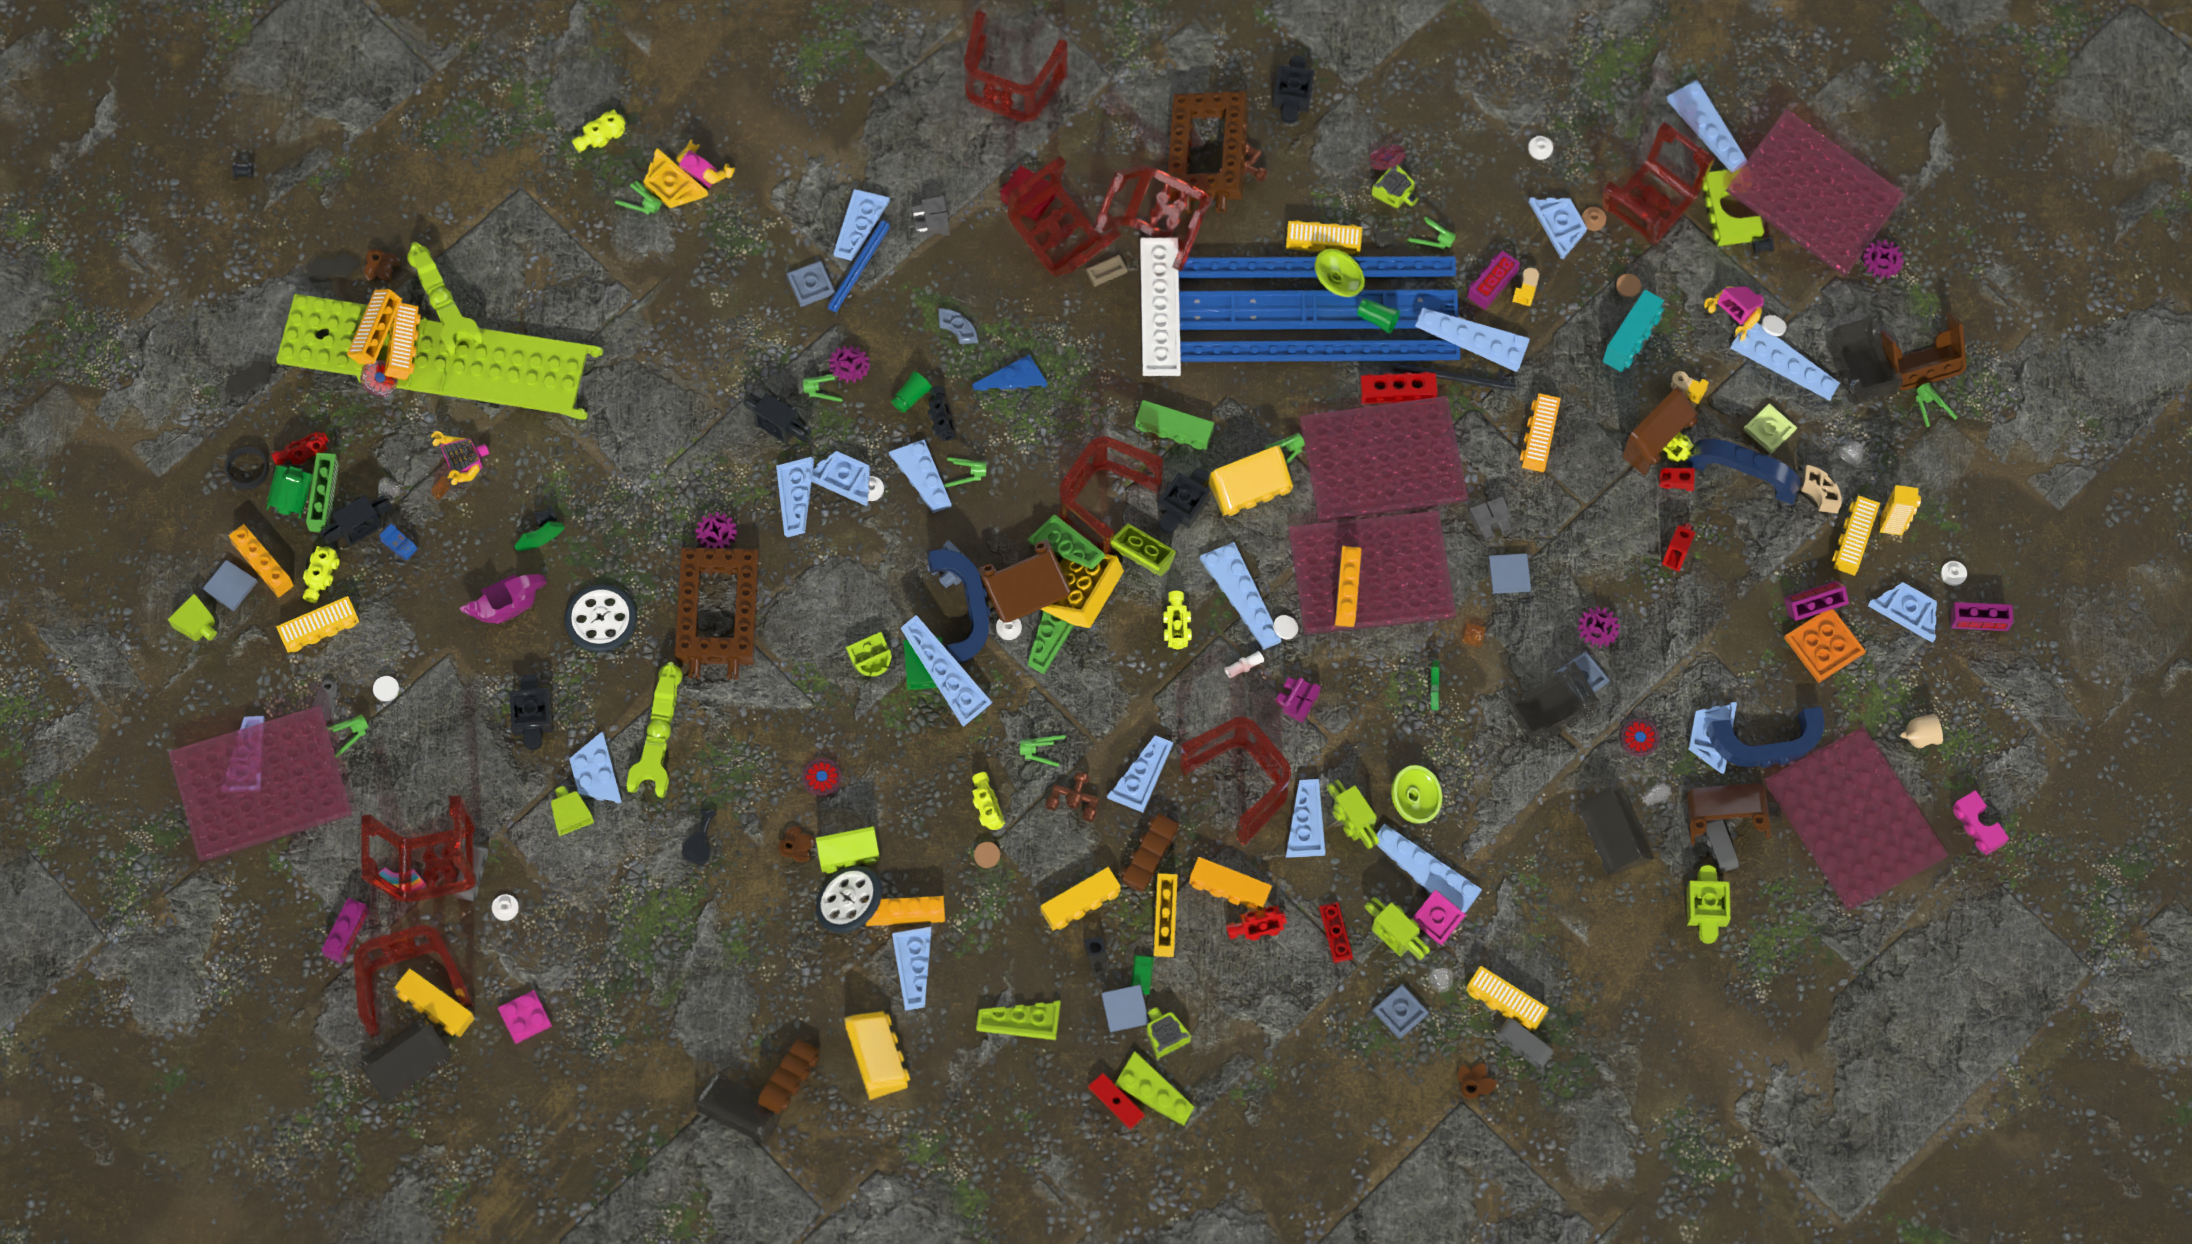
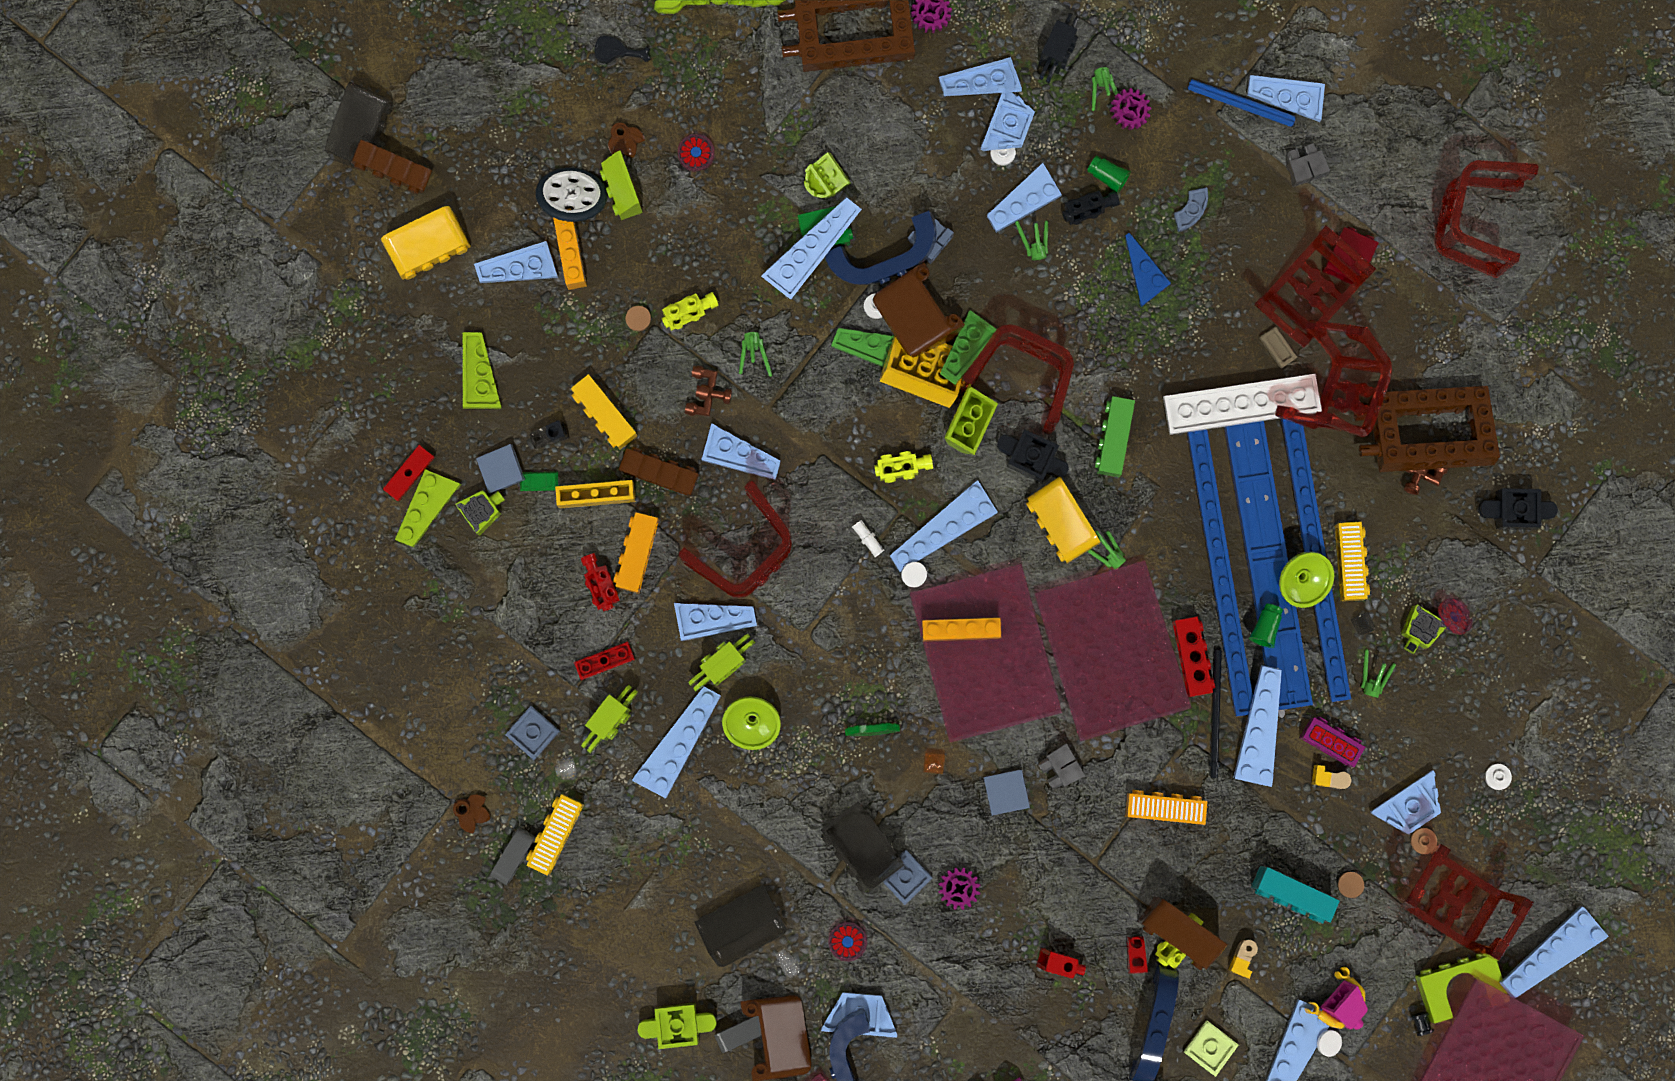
camera: 85 degrees right, 15 degrees up
(810, 283) = (1214, 59): sand blue tile -> none
(1300, 700) = (832, 591): magenta hips -> none
(1438, 917) = (628, 758): dark pink plate -> none

